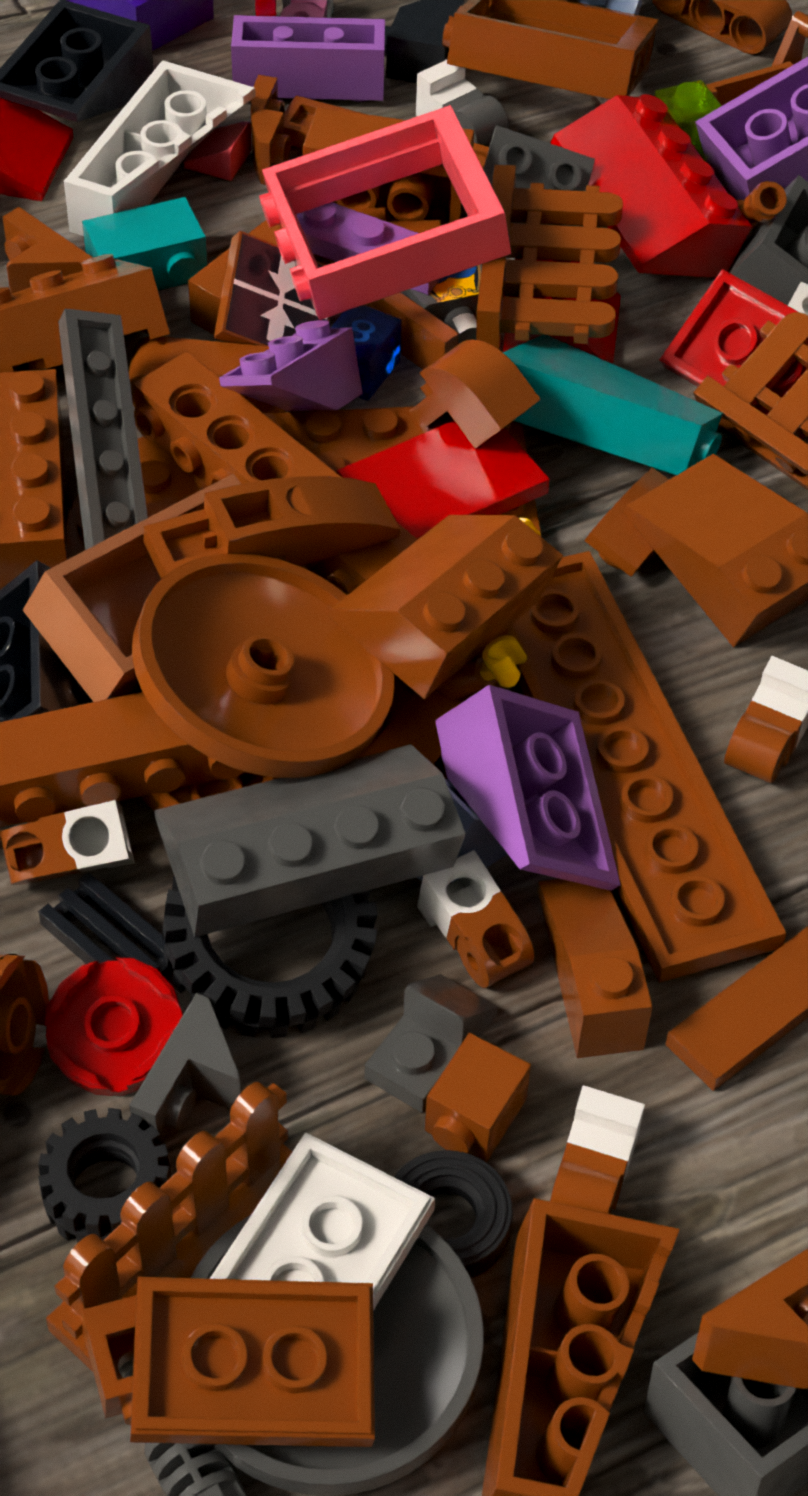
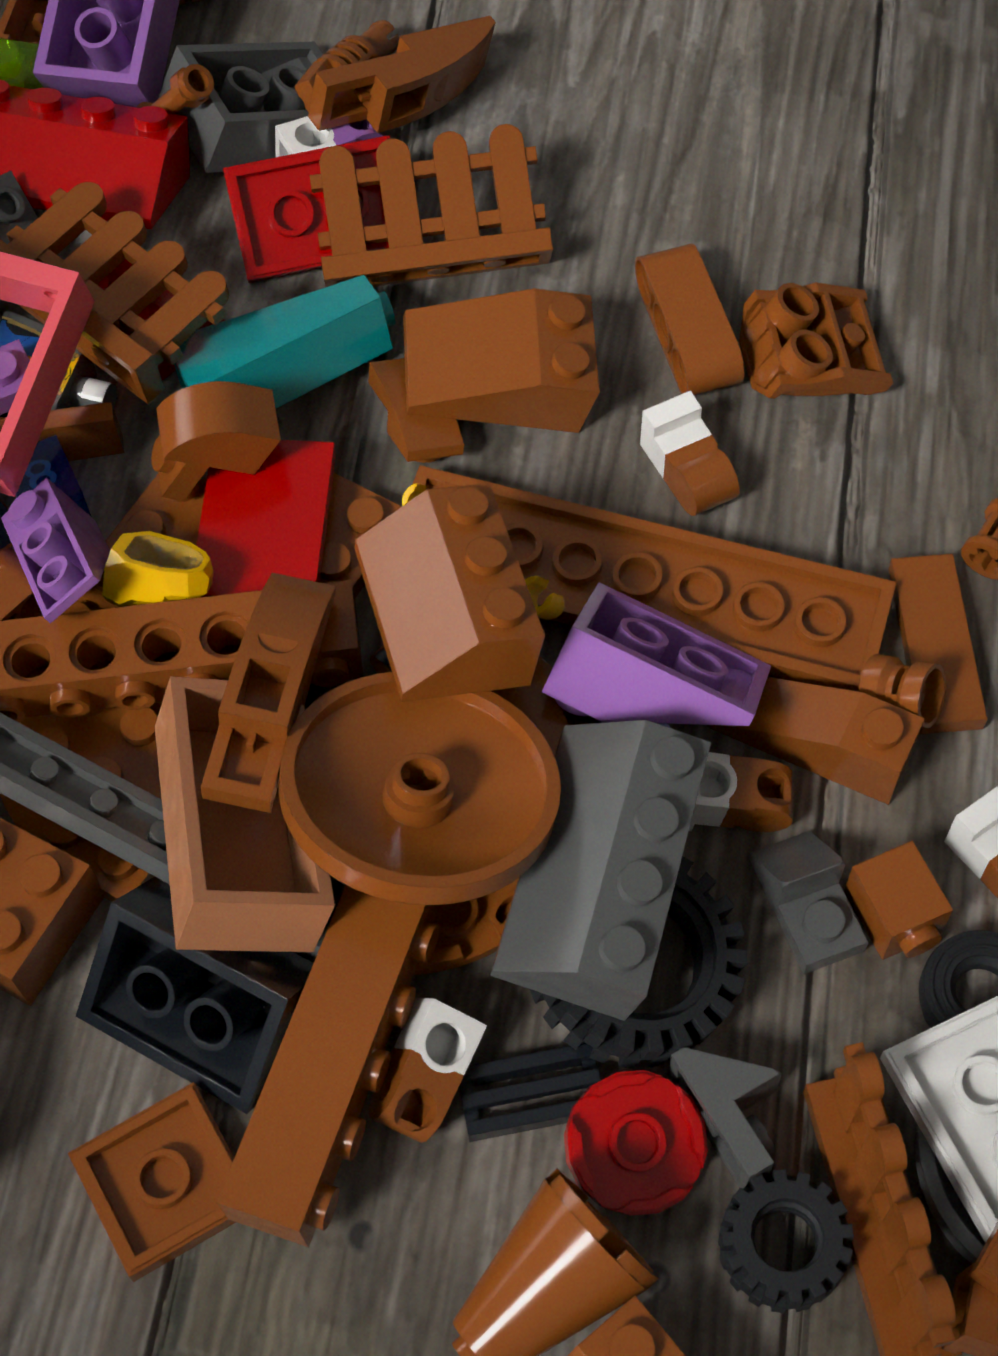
camera: 50 degrees left, 10 degrees up
(329, 428) = (155, 569): none -> yellow rock
(678, 988) = (912, 688): none -> dark orange wheel

